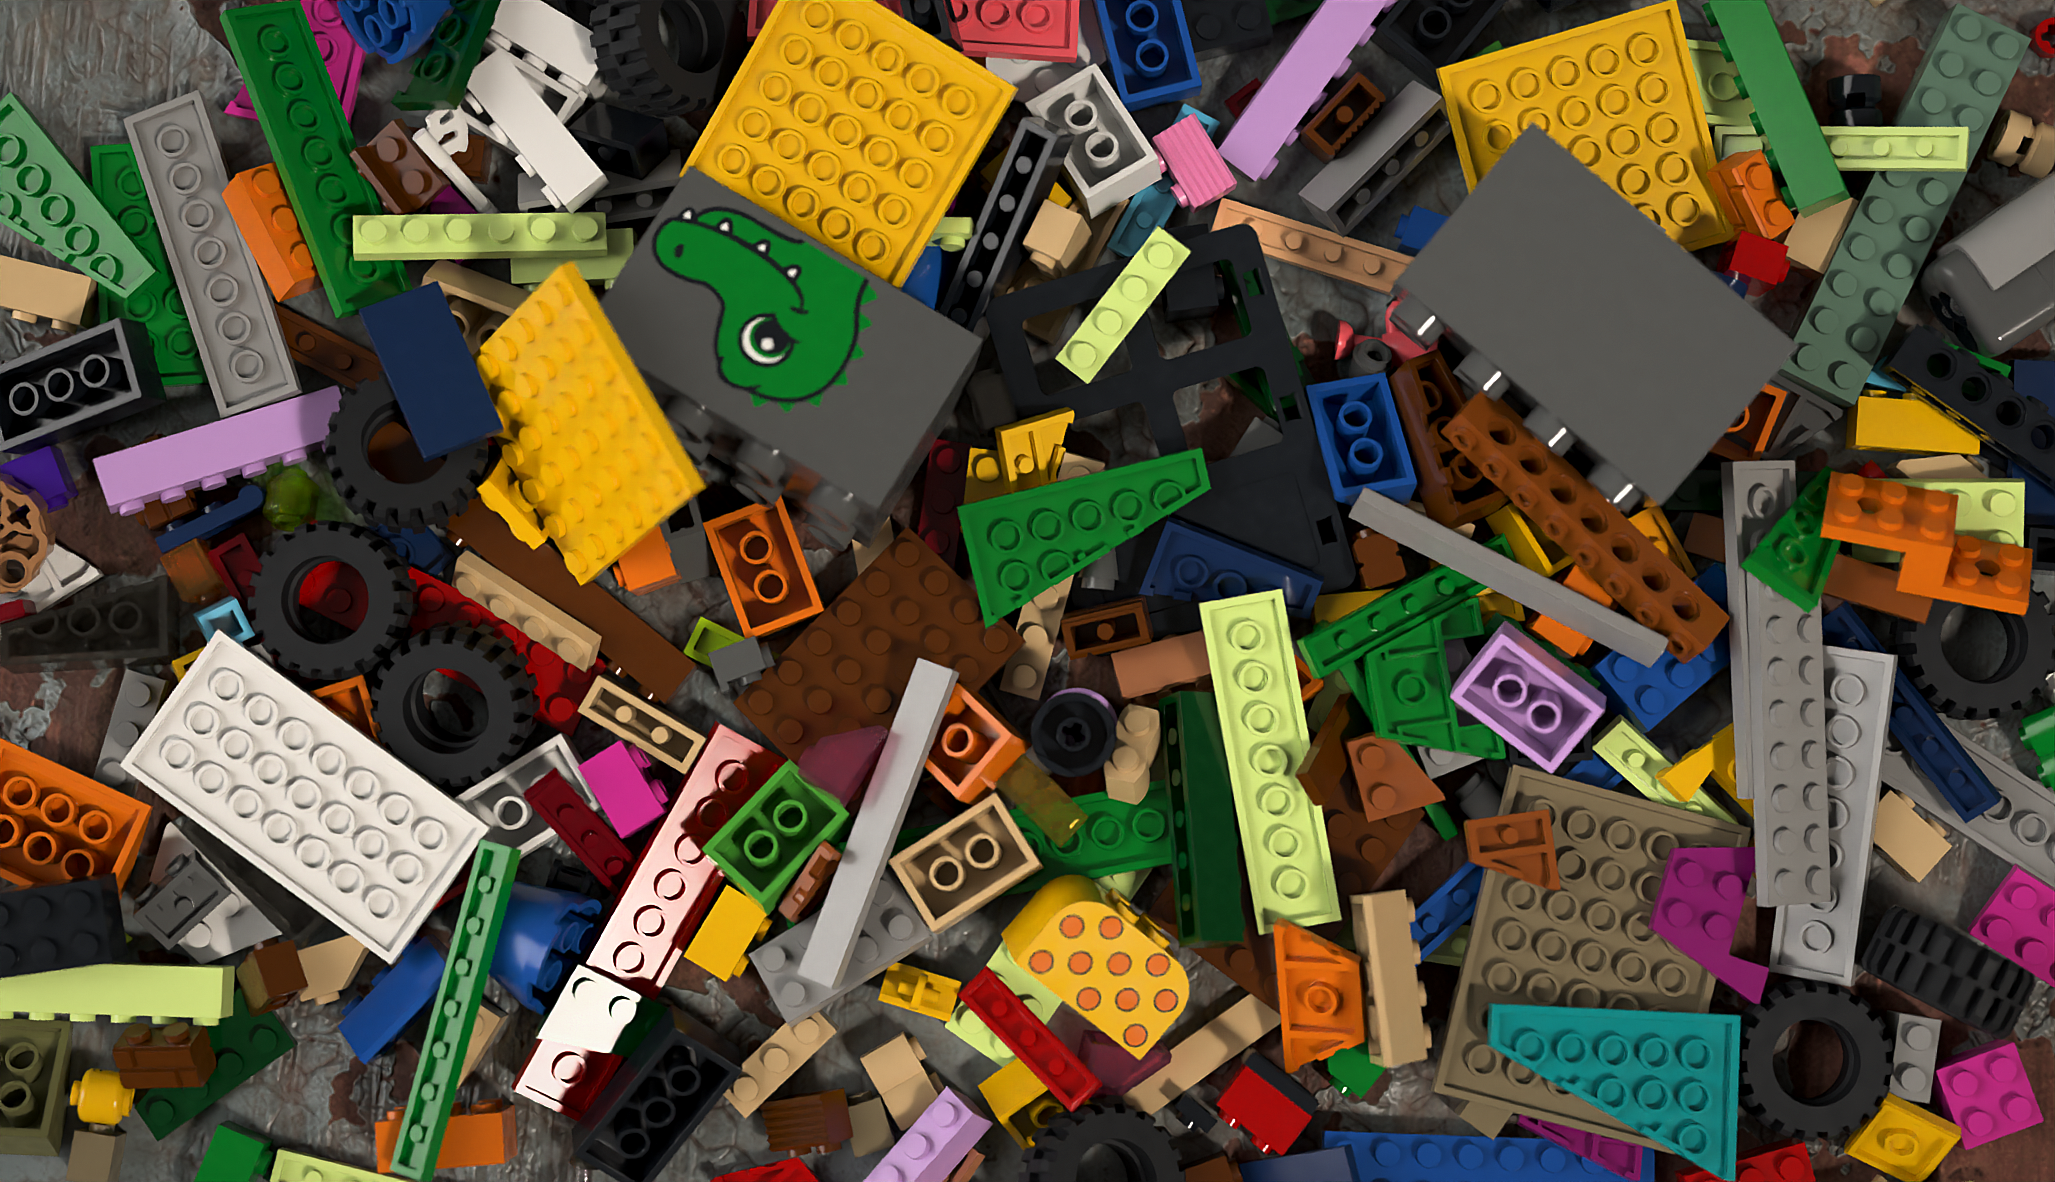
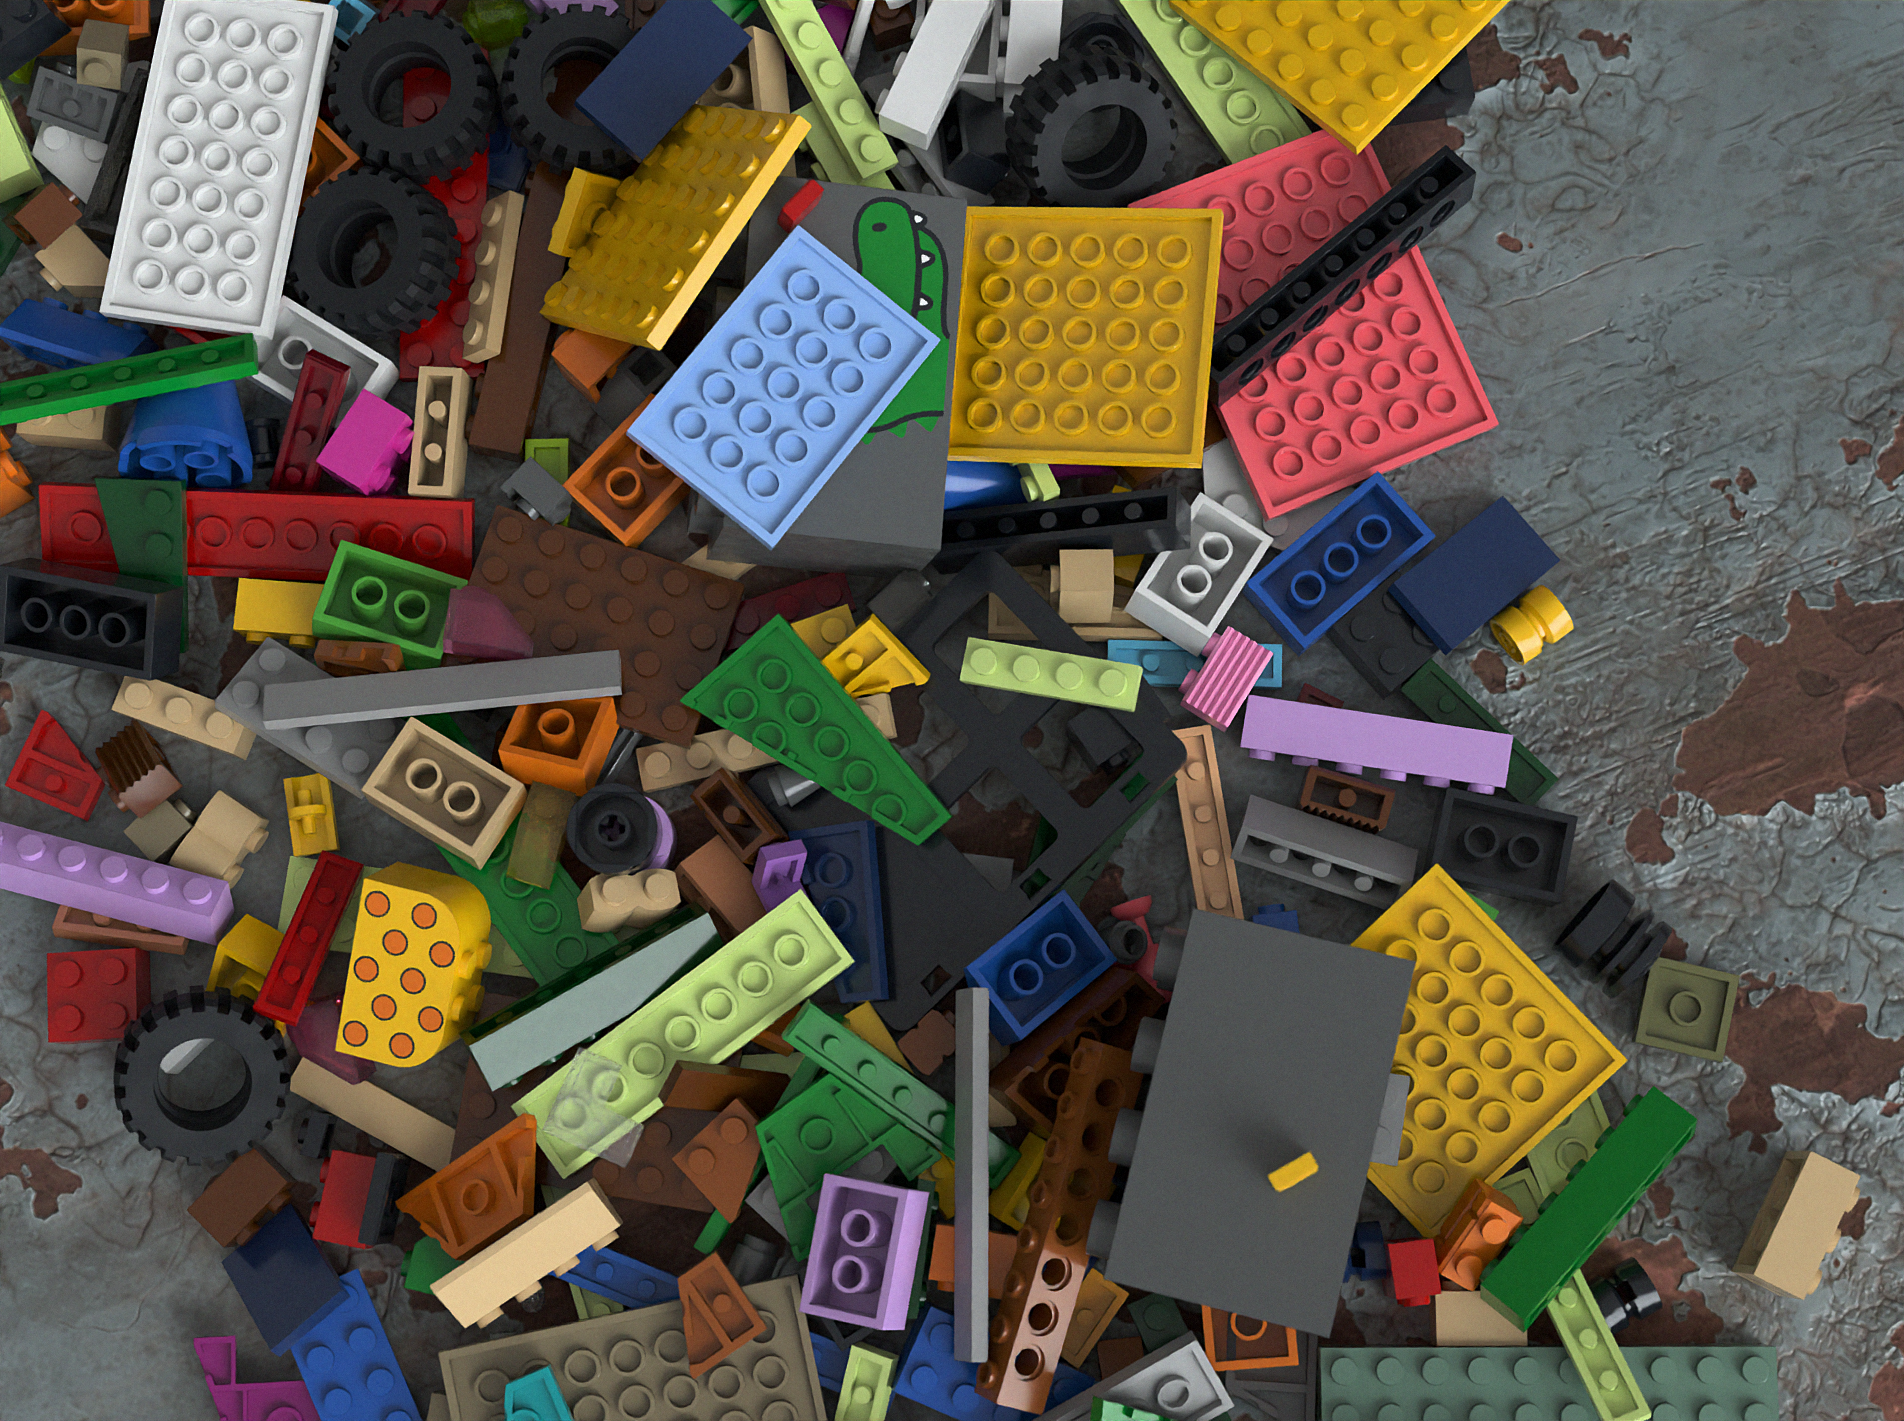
camera: 70 degrees right, 5 degrees down
(152, 854) = (102, 54): none -> dark tan brick
(632, 307) = (800, 205): none -> red tile
(784, 398) = (783, 387): none -> light blue plate
(1173, 618) = (779, 872): none -> medium lavender bracket
(1303, 877) = (580, 1112): none -> clear tile
(1656, 306) = (1293, 1172): none -> yellow tile

